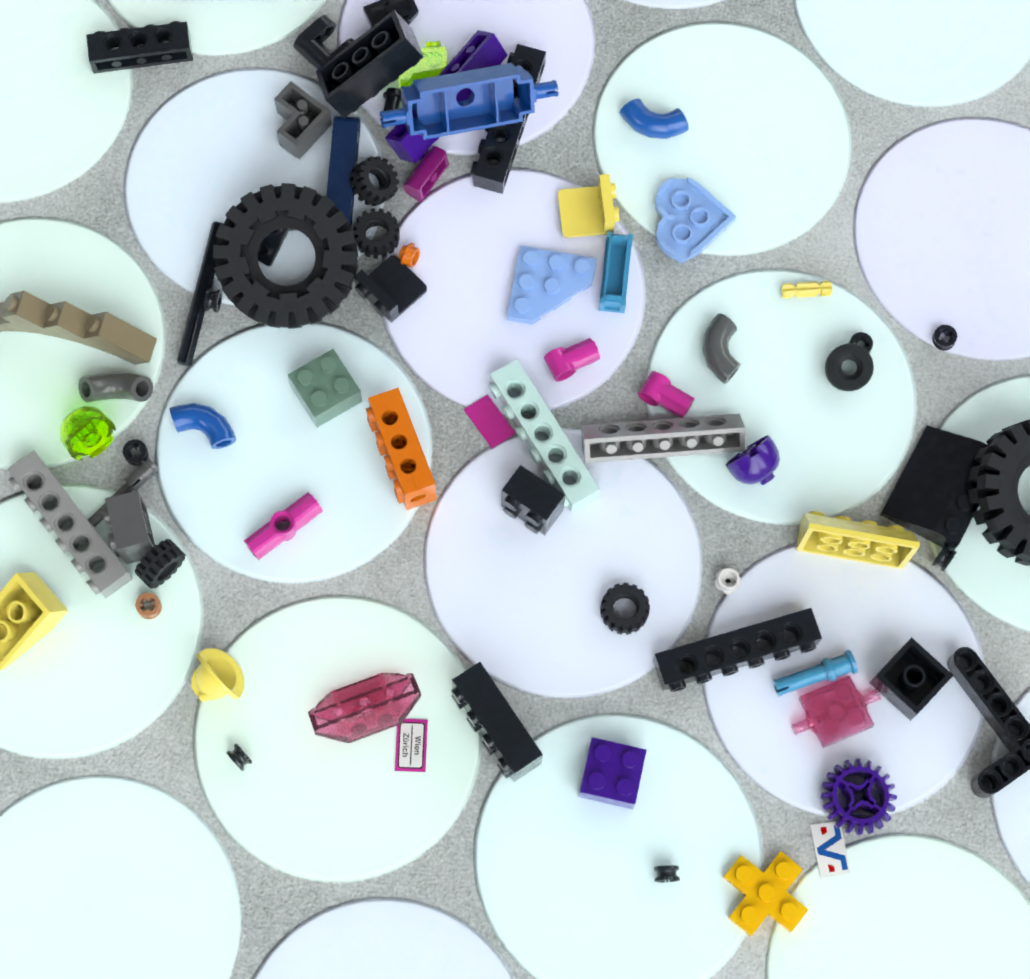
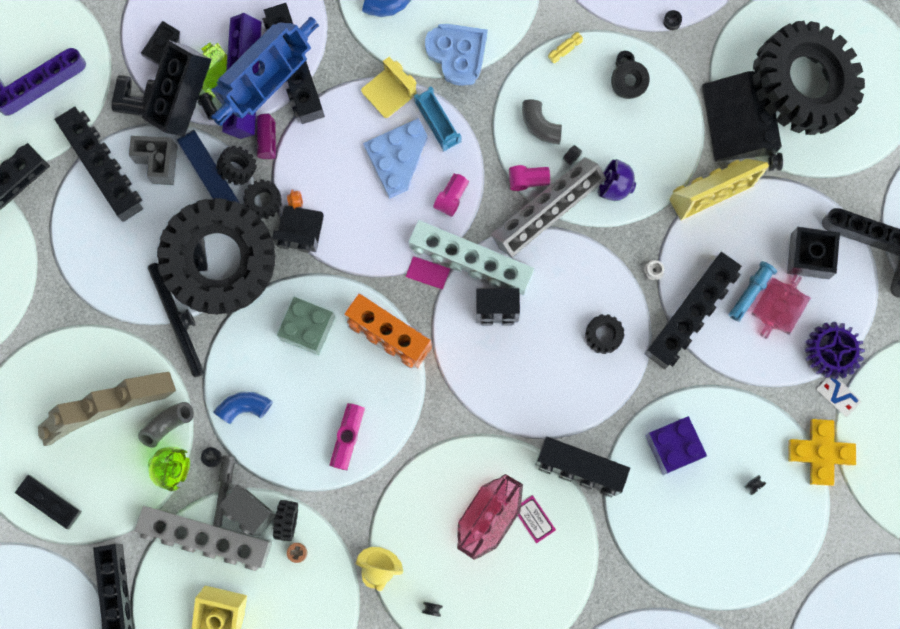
camera: 30 degrees left, 5 degrees up
(241, 31) = (69, 124): none -> black brick
(729, 403) = (572, 154): none -> black axle

